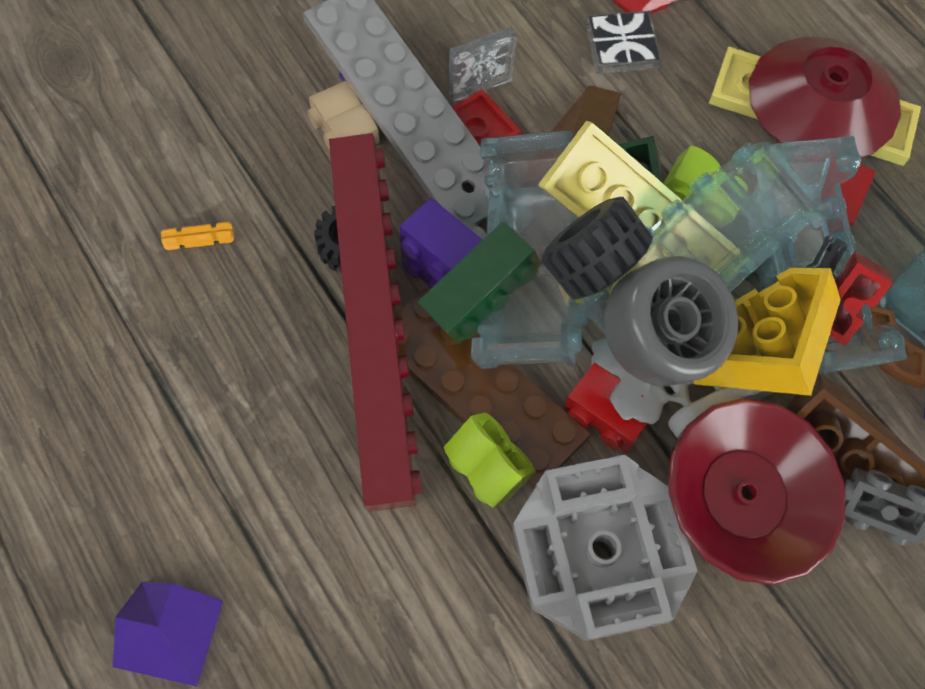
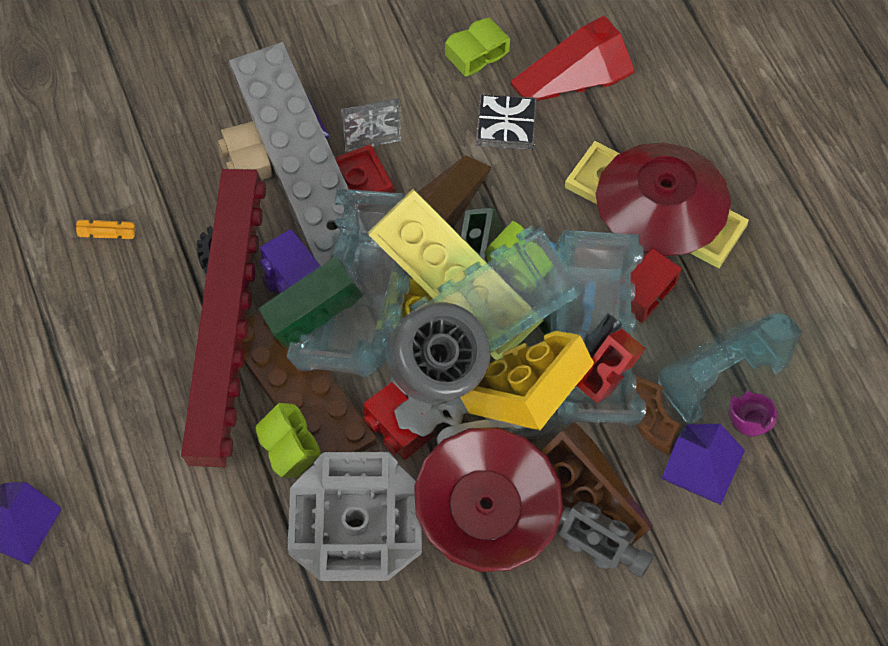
camera: 15 degrees right, 5 degrees down
(597, 248) = (397, 288): black tyre -> none

